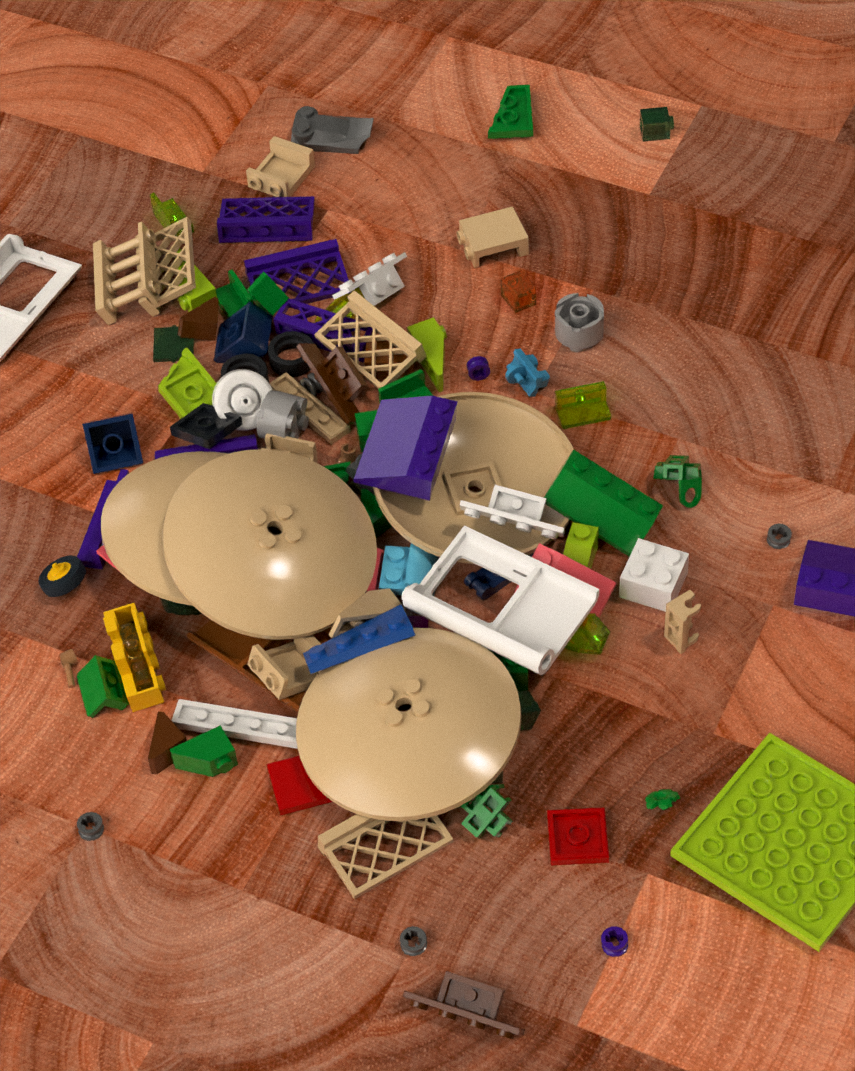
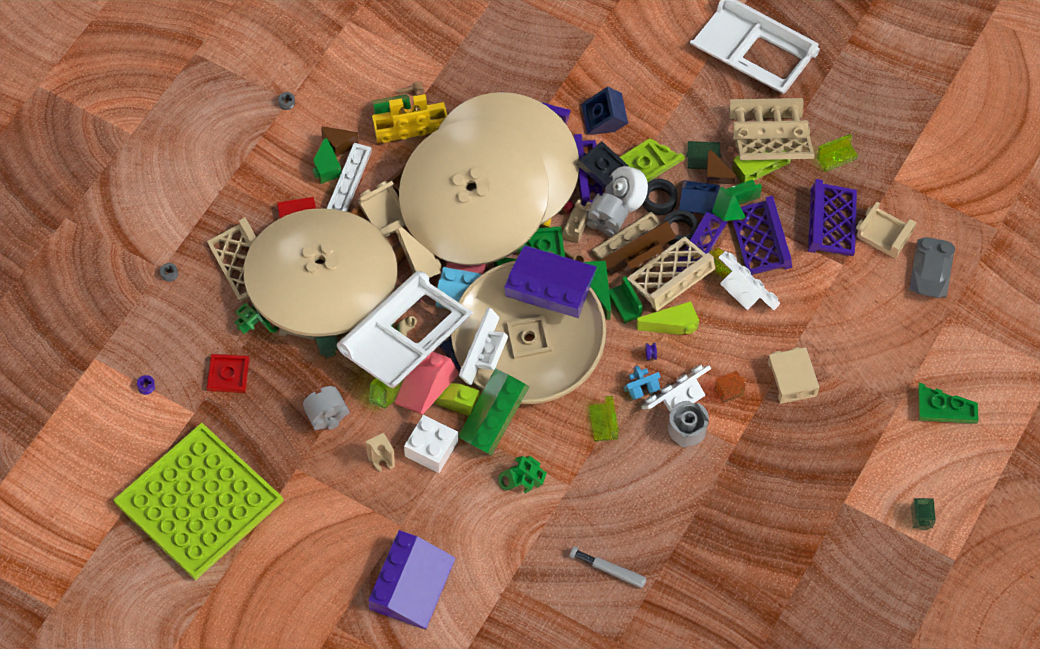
camera: 90 degrees right, 10 degrees up
(62, 576) = (484, 81): black wheel -> none
(371, 635) = (389, 249): blue wing -> none
(468, 999) = (115, 295): reddish brown bracket -> none
(531, 337) = (685, 389): none -> white bracket
(627, 693) = (325, 408): none -> light grey brick
(662, 799) = (245, 425): green plant -> none
(777, 529) = (455, 540): dark grey bush -> none
(787, 383) = (610, 568): none -> light grey piece

